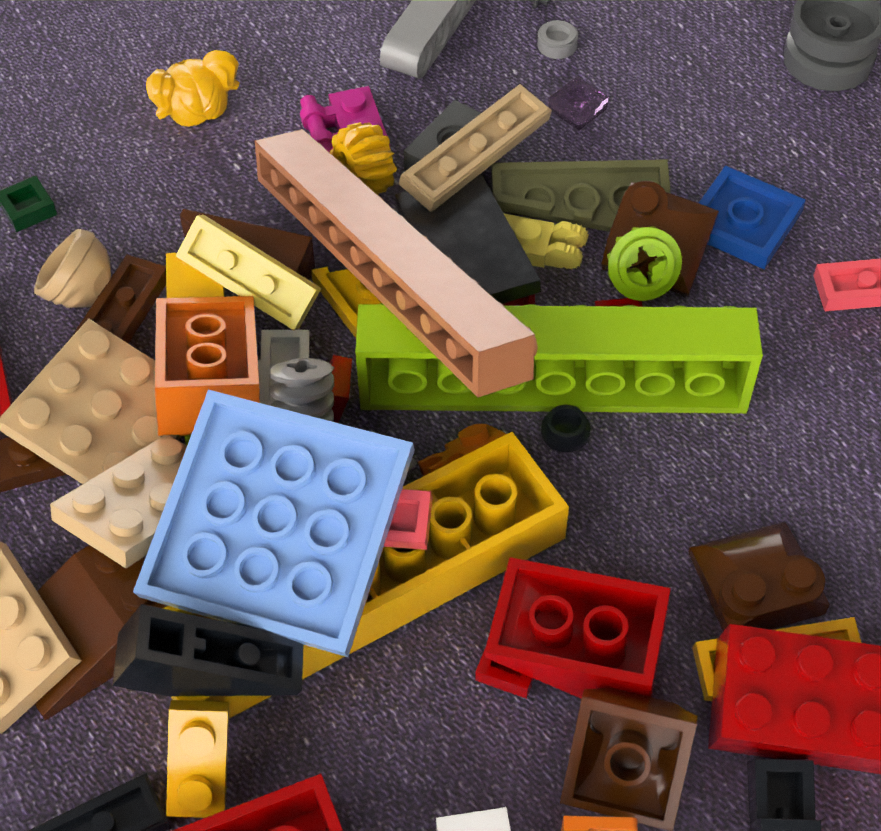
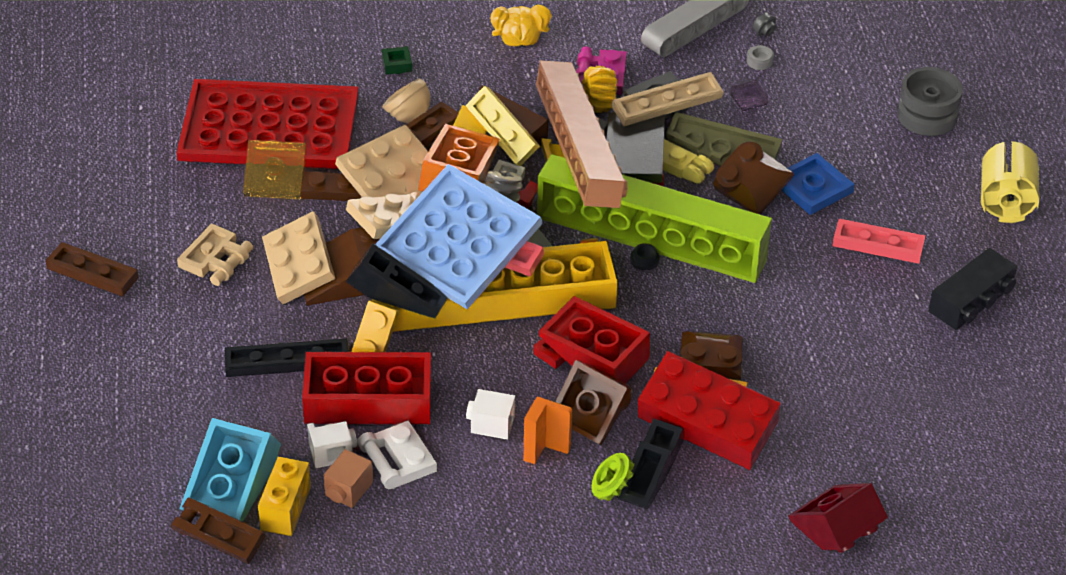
camera: 20 degrees right, 10 degrees down
(662, 271) = (721, 176): lime gear -> none

